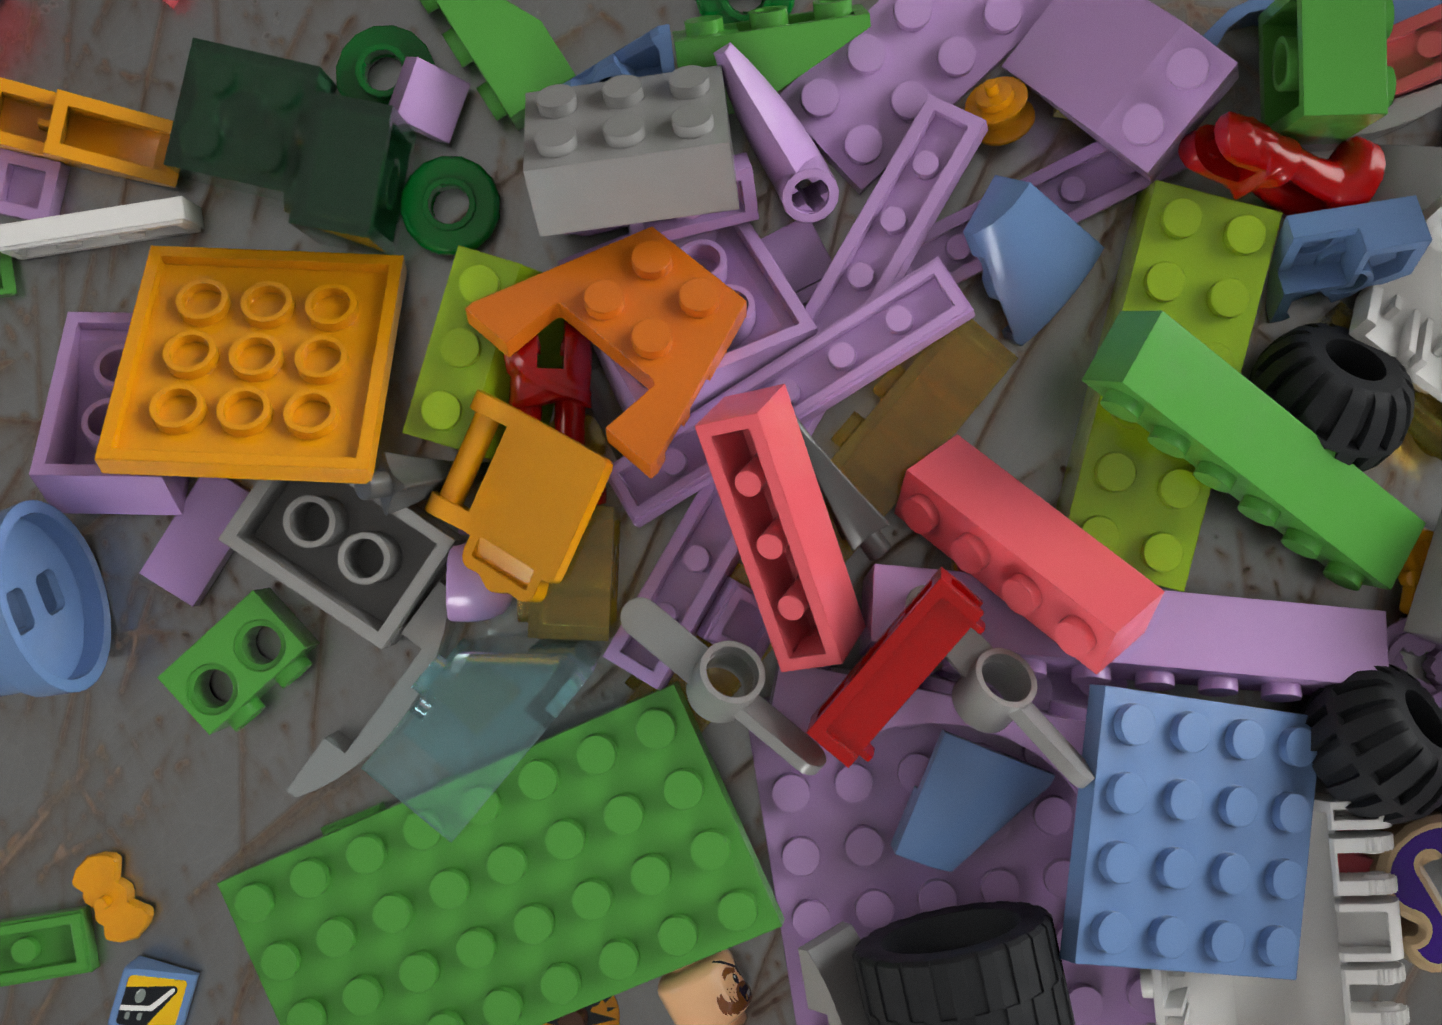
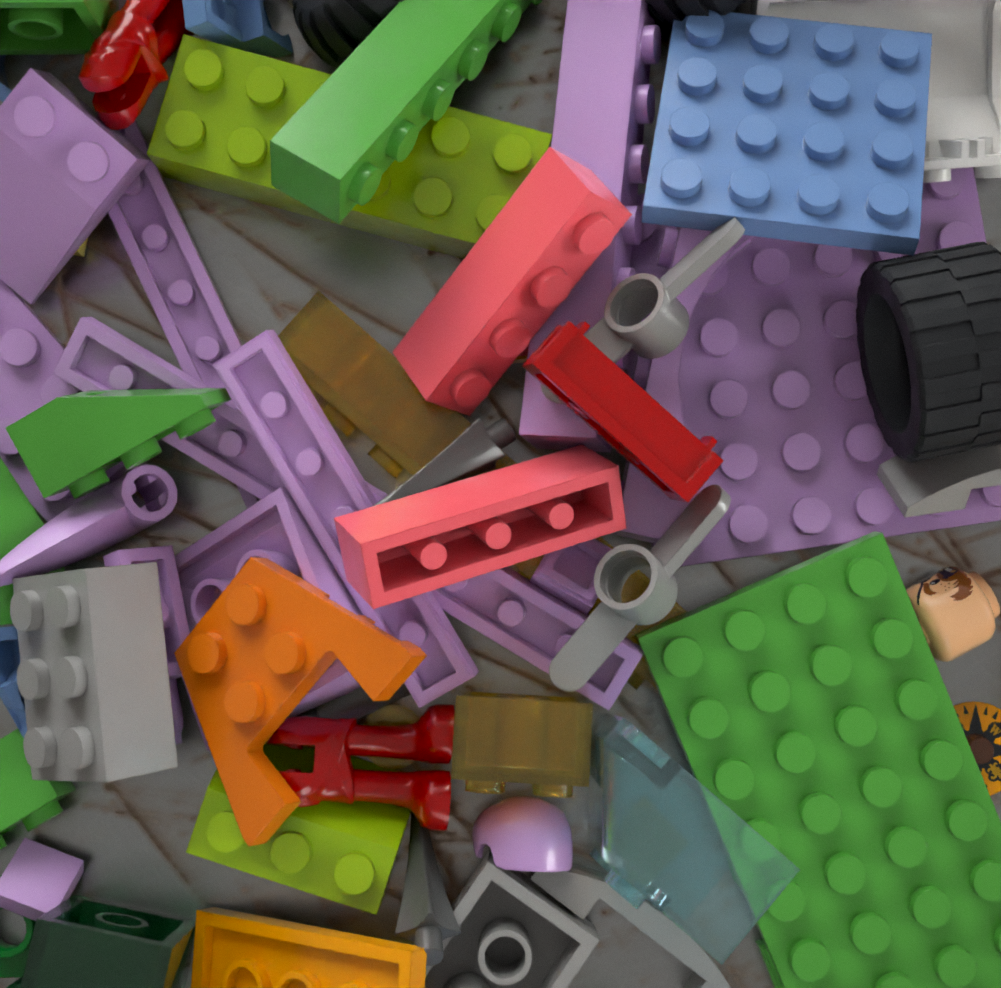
camera: 90 degrees left, 5 degrees down
(439, 176) = (117, 869): green piece -> none
(529, 501) = (450, 783): light orange piece -> none
(798, 254) = (208, 506): lavender tile -> none
(873, 140) = (88, 432): none -> bright green slope
(964, 801) = (757, 352): medium blue slope -> none
(1004, 107) = (70, 299): light orange wheel -> none
(1028, 254) = (216, 279): medium blue slope -> none

